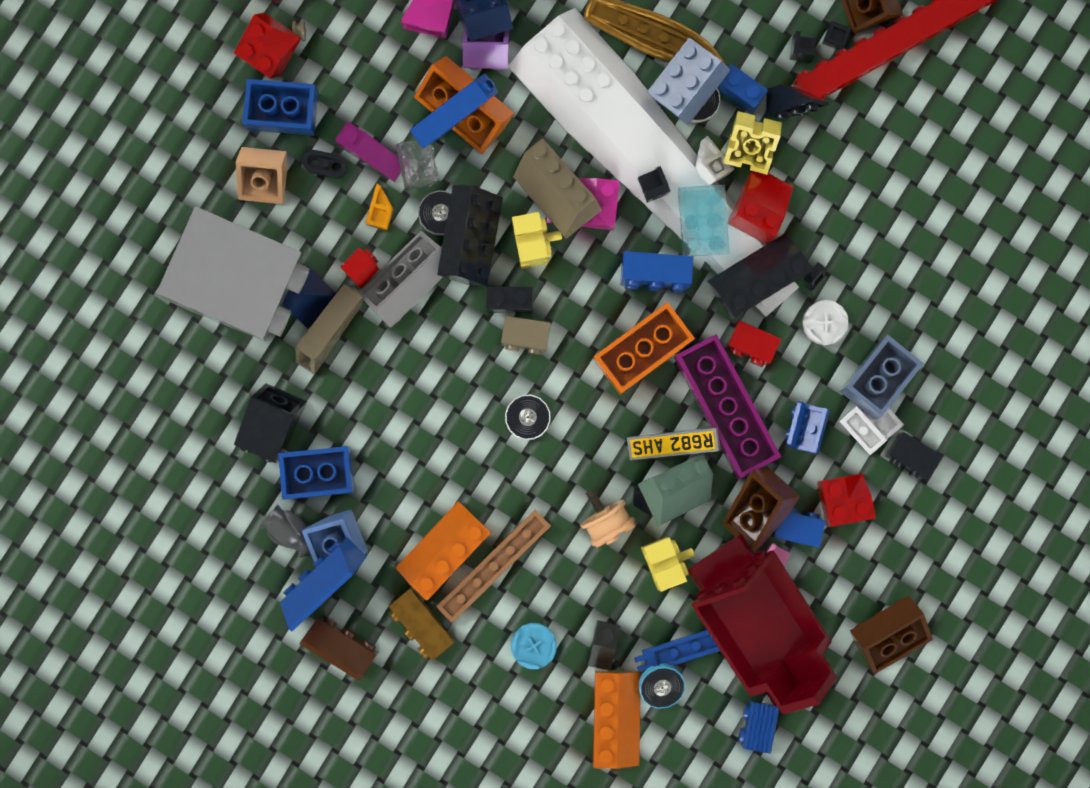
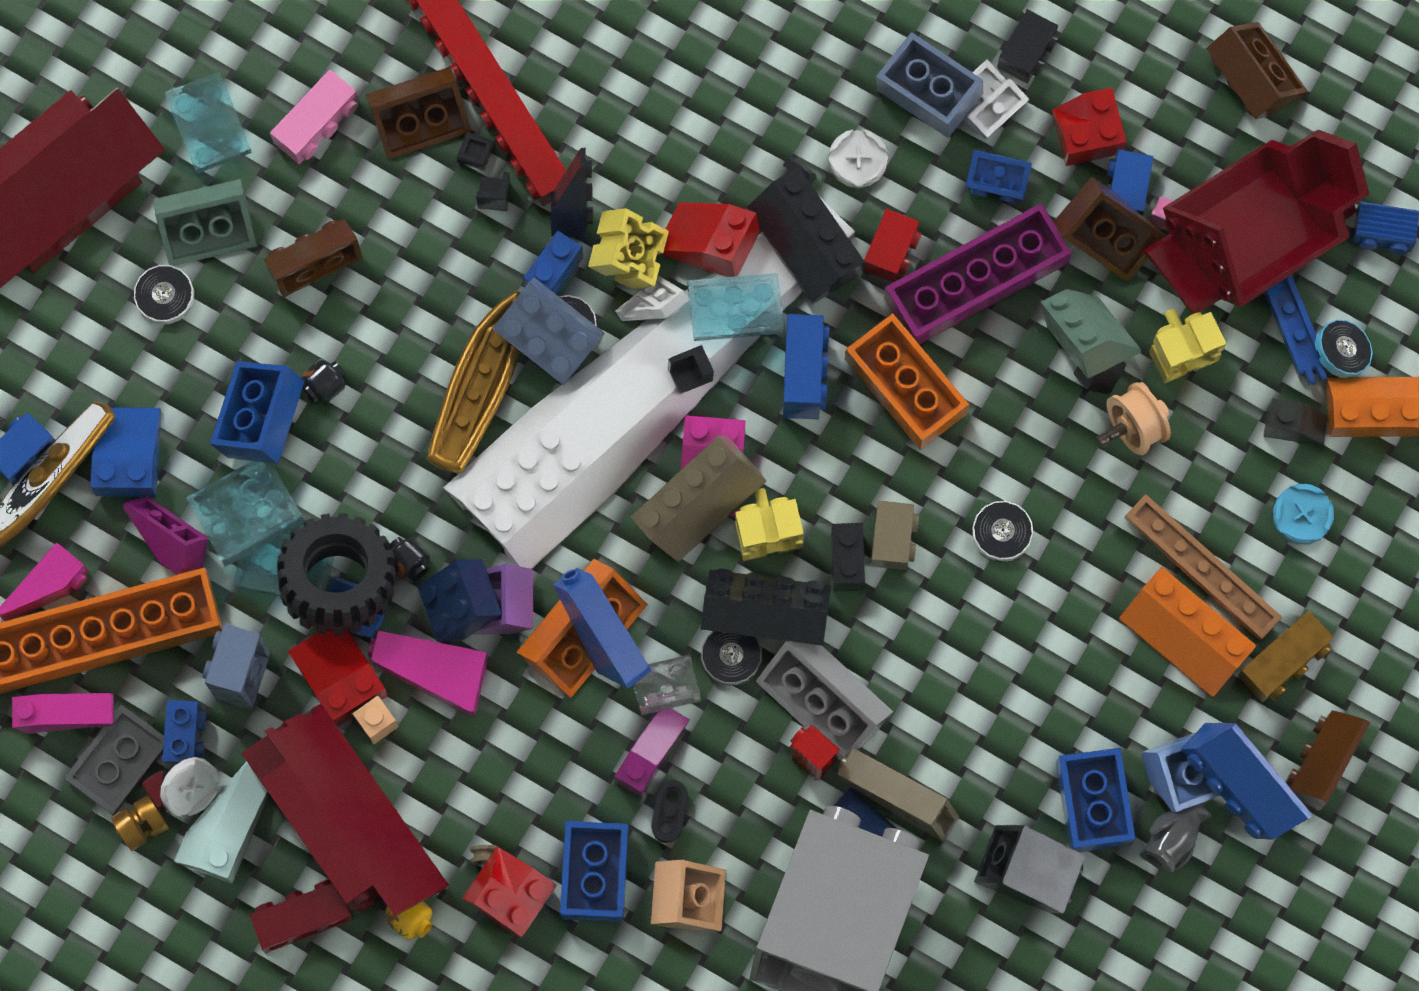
camera: 90 degrees left, 10 degrees down
(380, 210) = (729, 736): light orange tile -> none
(673, 443) = (1030, 339): tile -> none

